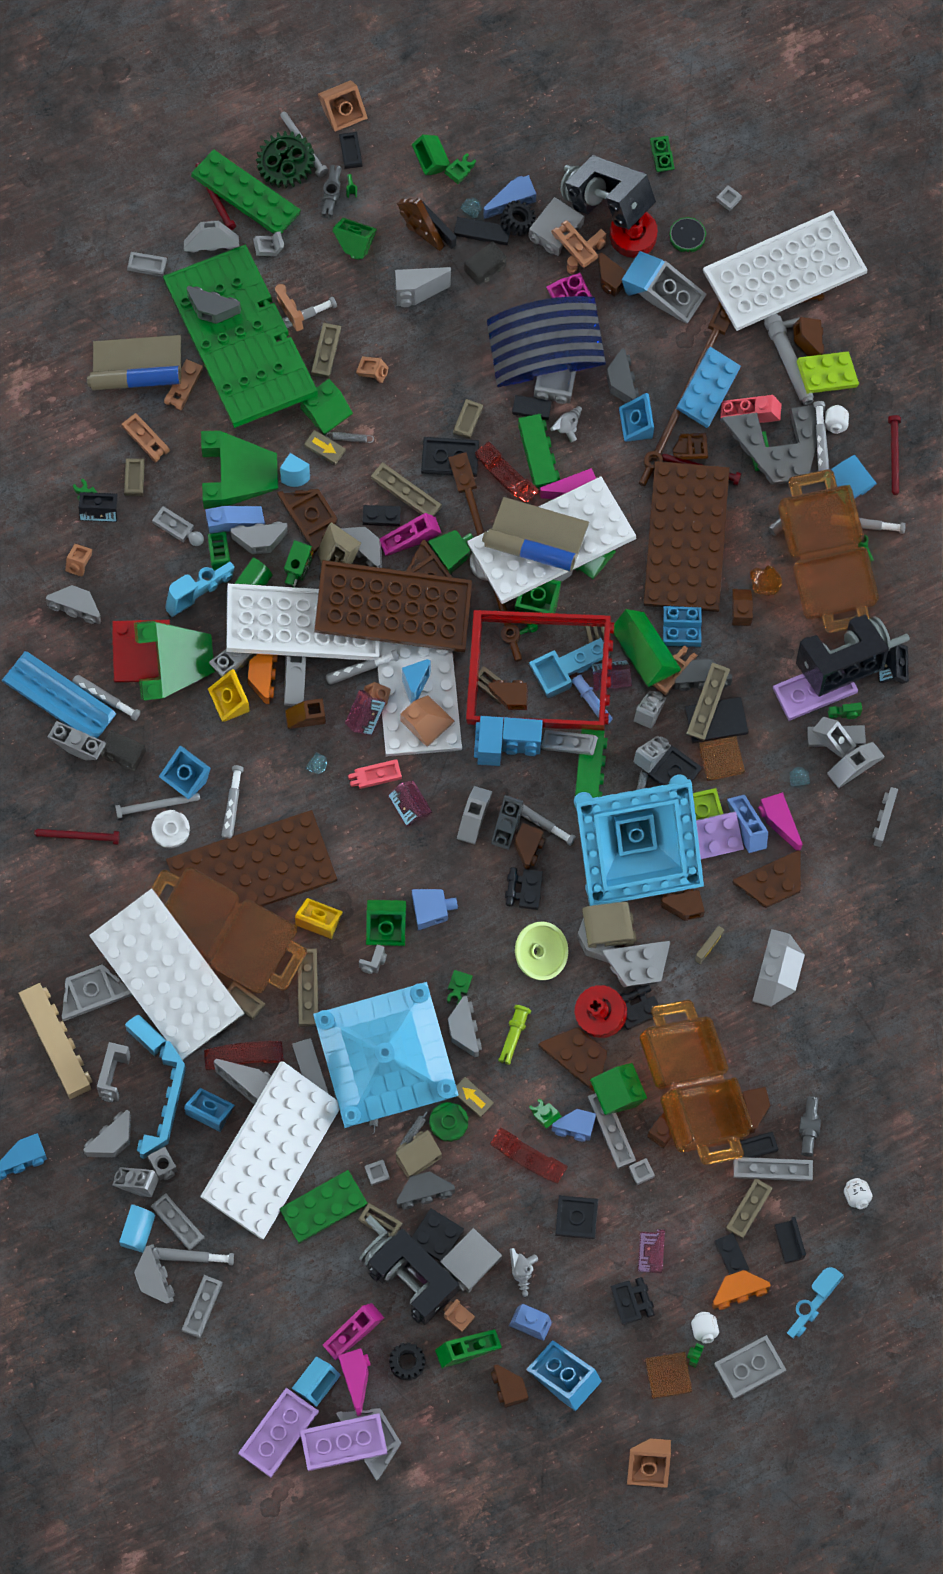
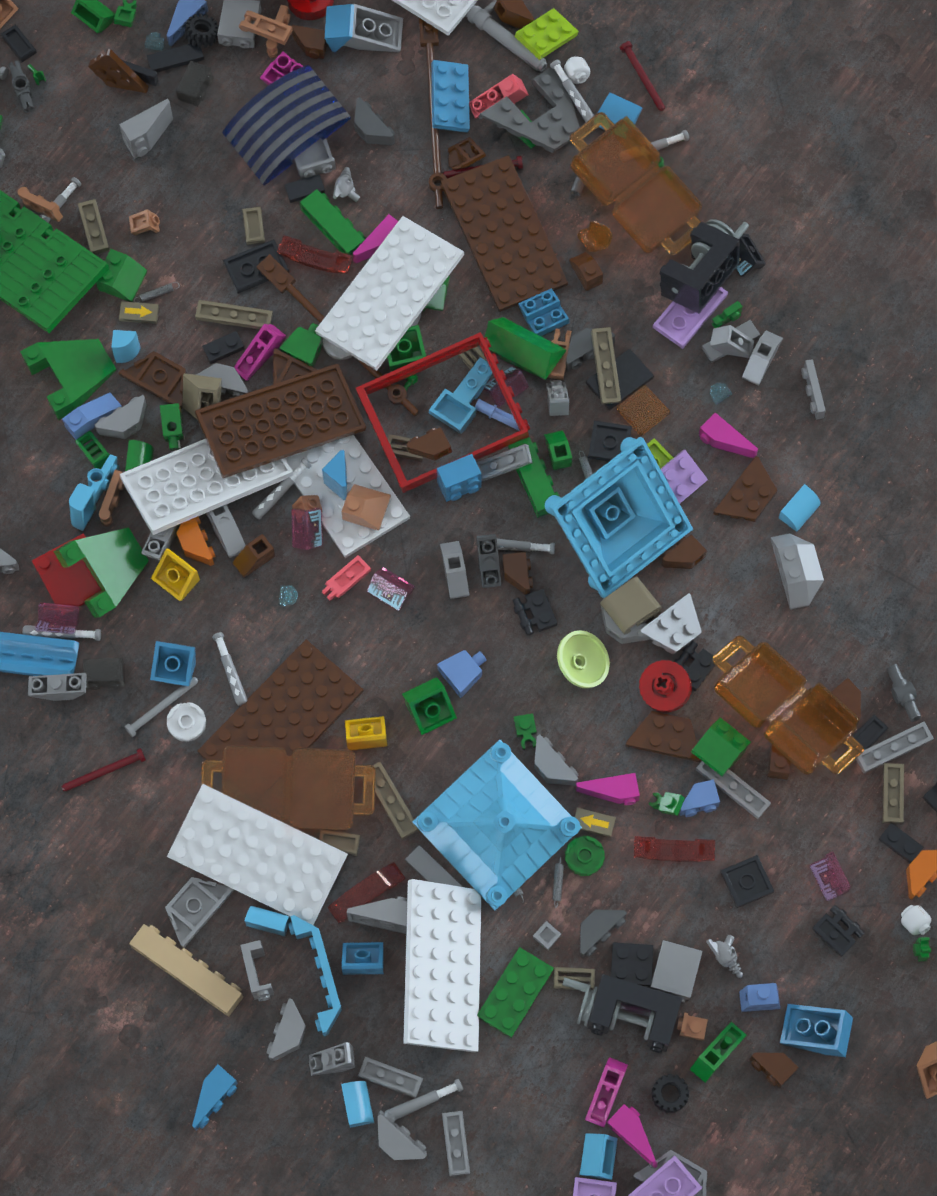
camera: 25 degrees left, 0 degrees up
(108, 683) = (57, 618): none -> clear pink panel
(158, 1157) = (344, 1023): light grey brick -> none
(177, 526) = (44, 447): light grey plate -> none
(210, 602) = (111, 498): none -> nougat plate
(354, 237) = (64, 116): green slope -> none
(378, 958) = (440, 741): light grey bracket -> none
(418, 1154) = (576, 900): dark tan slope -> none
(488, 740) = (433, 496): dark azure brick -> none
(508, 1078) = (614, 789): none -> dark pink slope
(516, 1025) = (598, 736): lime pin -> none
(536, 534) = (375, 293): dark tan door -> none
(624, 755) = (558, 450): none -> green slope
(637, 419) = (404, 152): dark azure slope -> none
(641, 1171) = (780, 810): light grey plate -> none
(651, 752) = (581, 436): light grey slope -> none
(668, 1375) = (907, 980): clear orange tile -> none
(709, 945) = (726, 577): dark tan tile -> none
(752, 830) = (707, 458): medium blue slope -> none
(811, 916) = (800, 508): none -> medium azure brick

